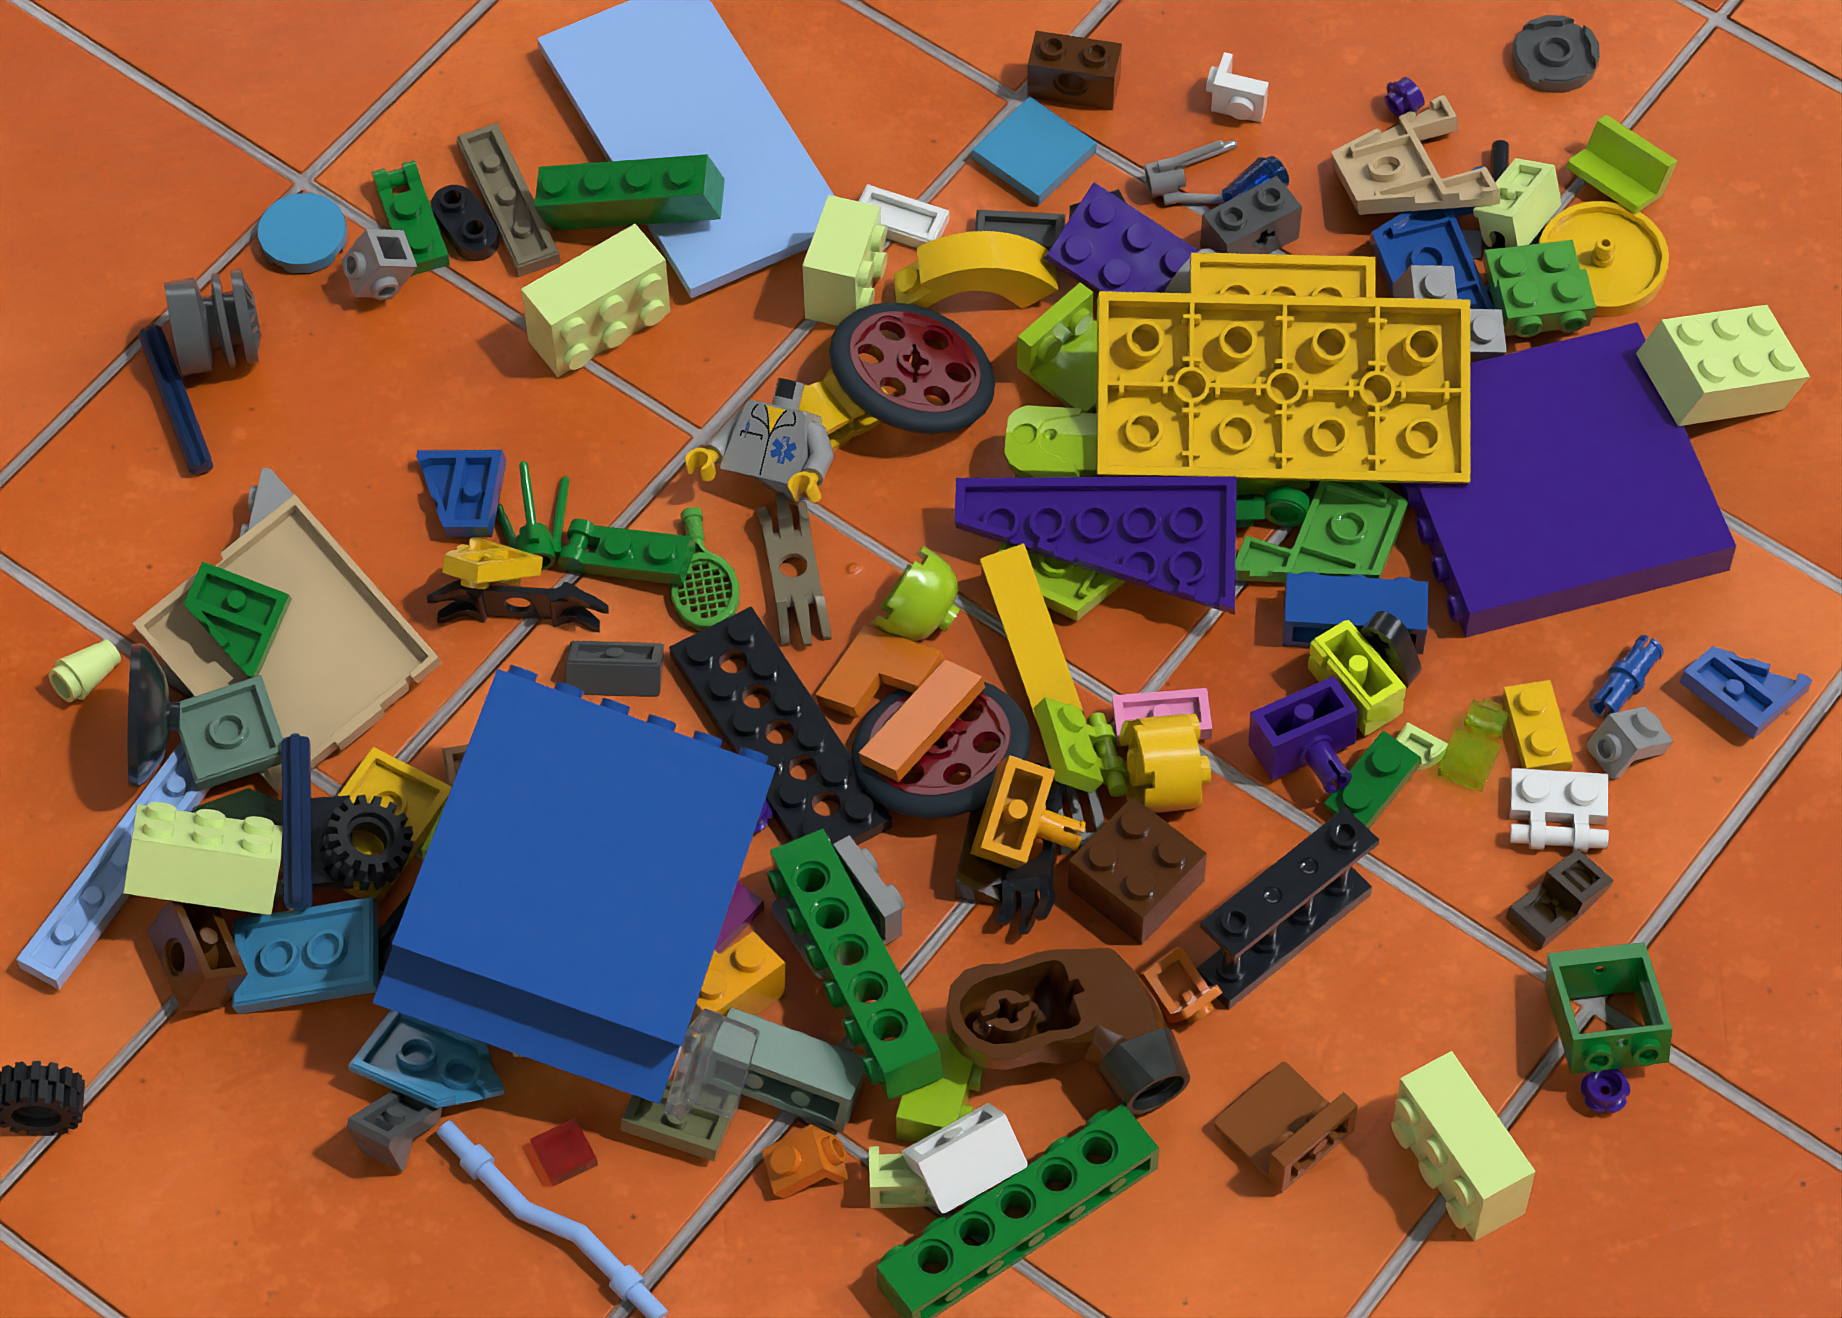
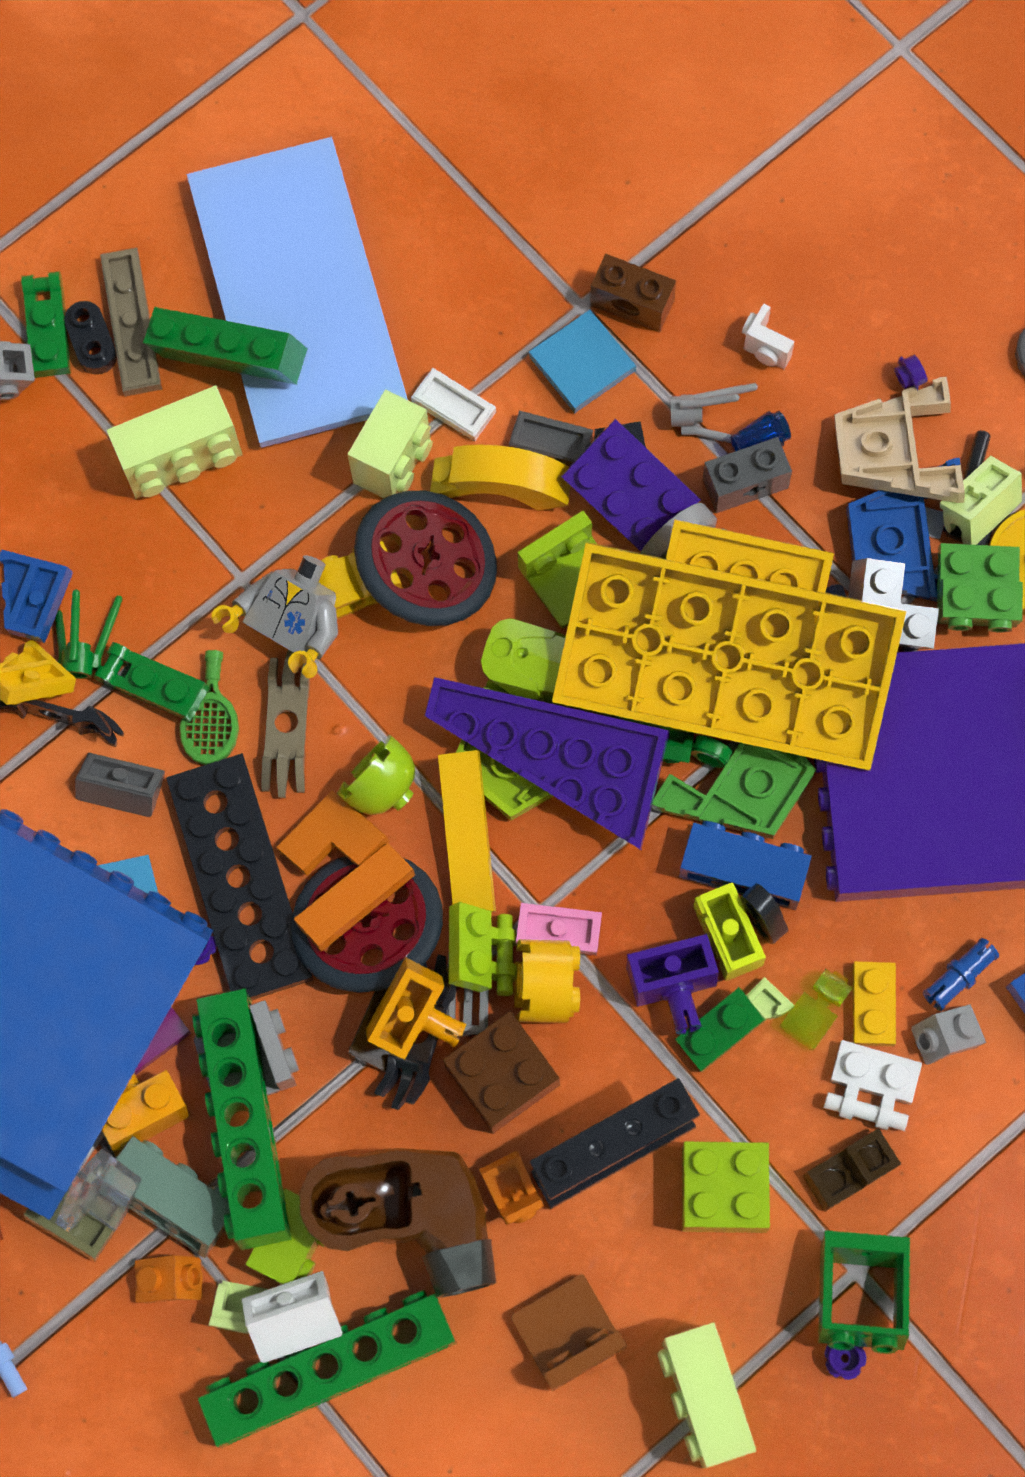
camera: 15 degrees right, 15 degrees up
(1423, 938) = (725, 1187): none -> lime brick

